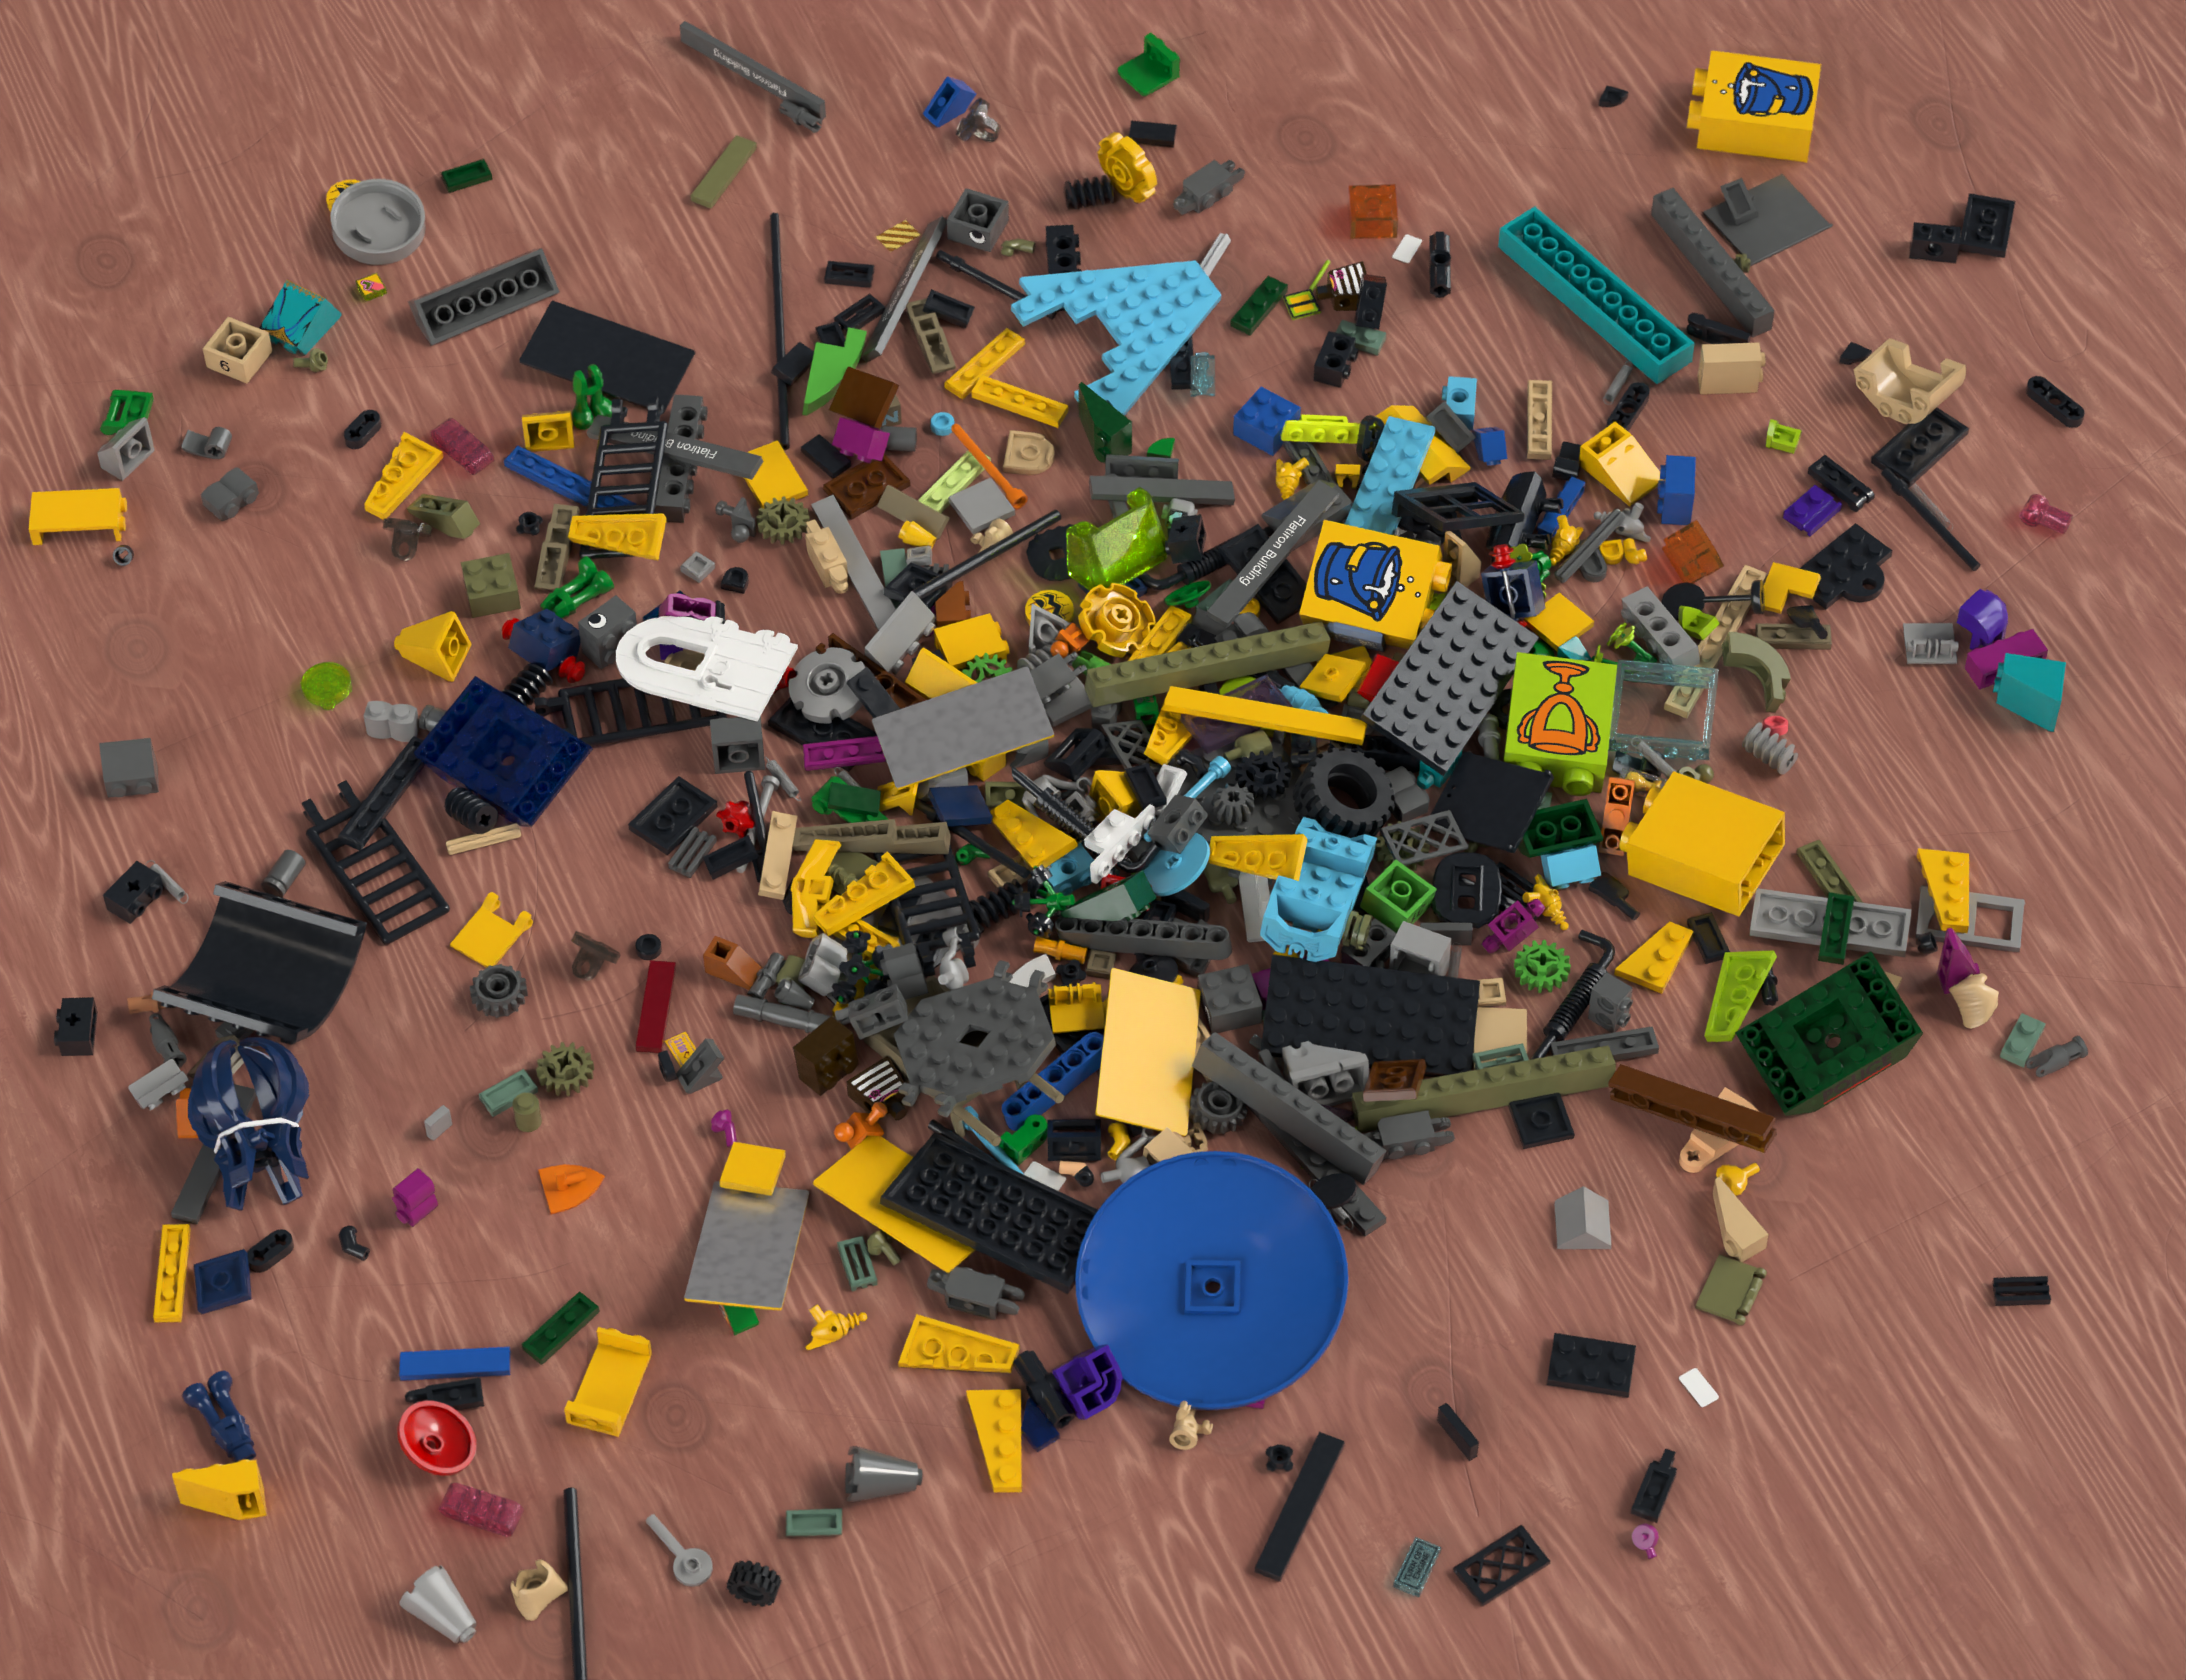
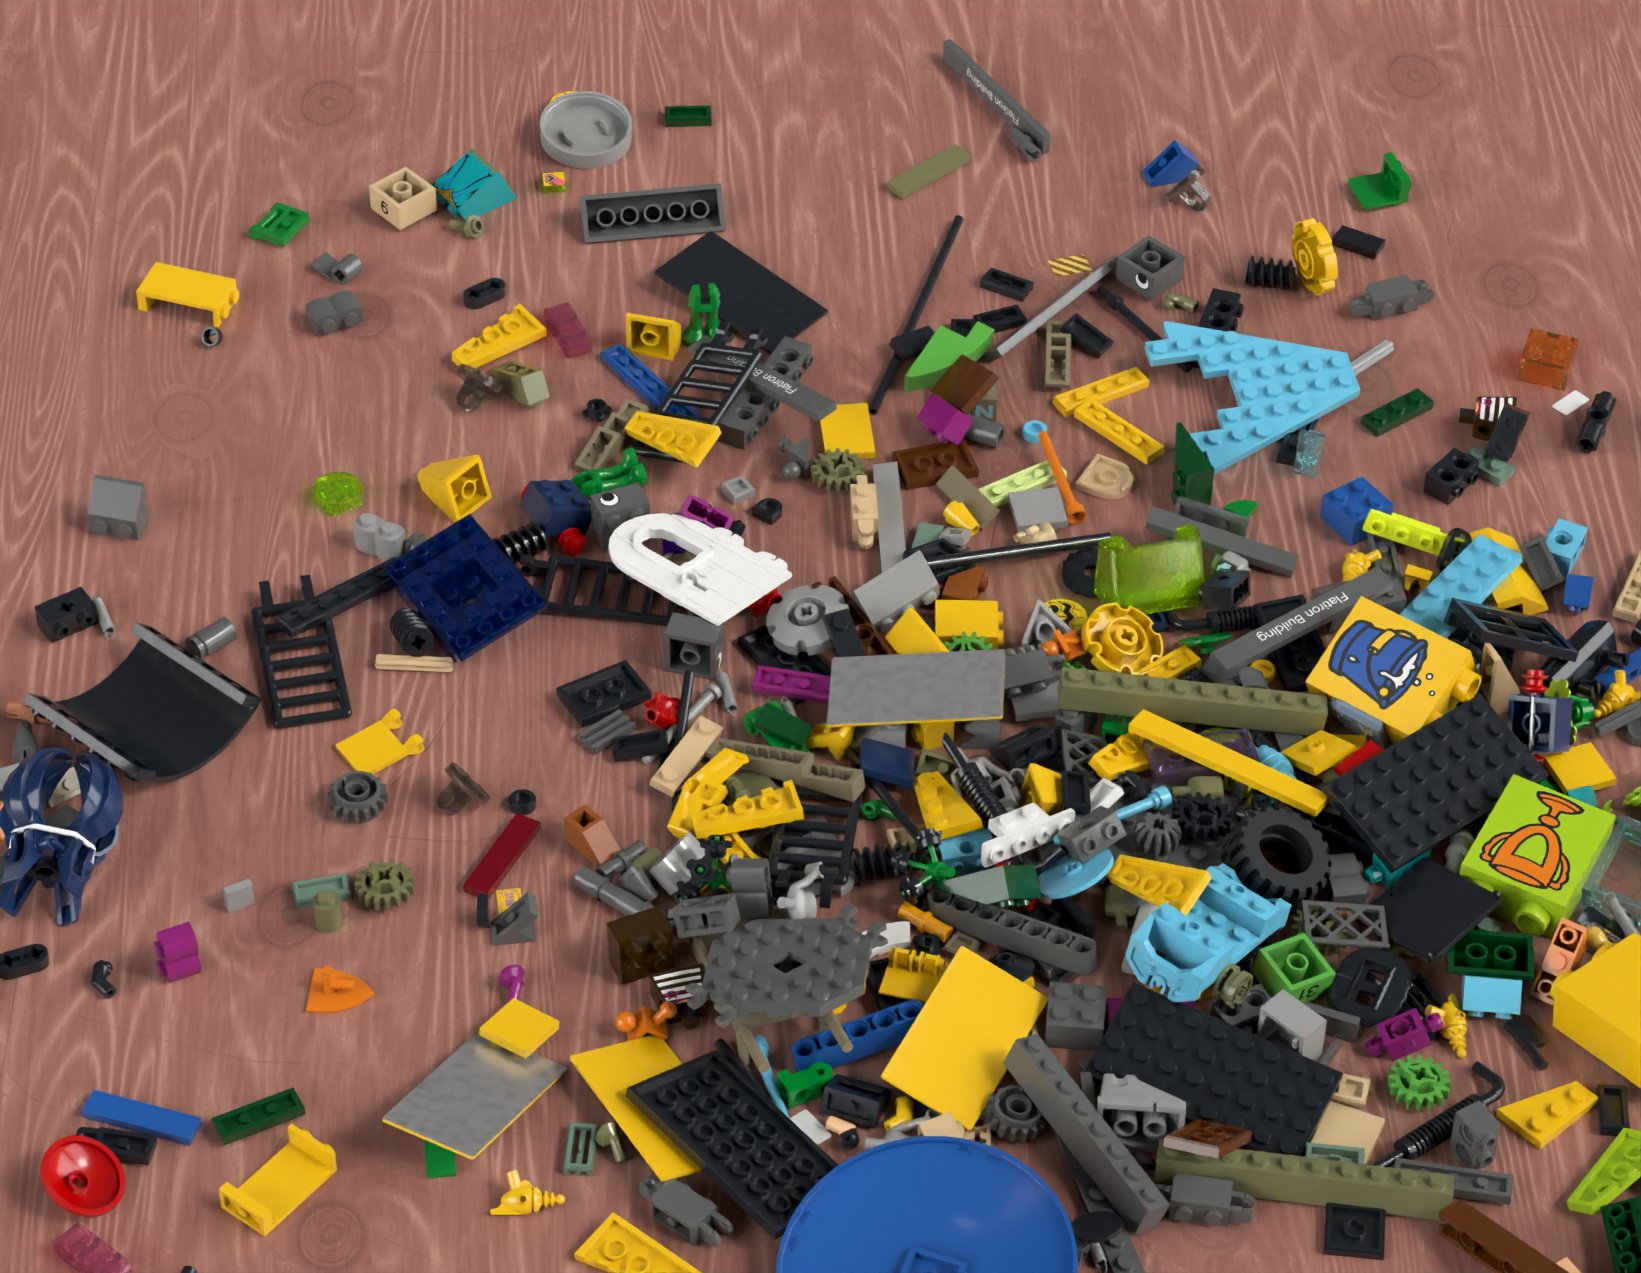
camera: 20 degrees right, 10 degrees down
(127, 449) = (261, 251): light grey slope -> none
(490, 585) = (532, 450): olive brick -> none
(826, 456) = (907, 428): black tile -> none
(1304, 303) = (1445, 421): piece -> none

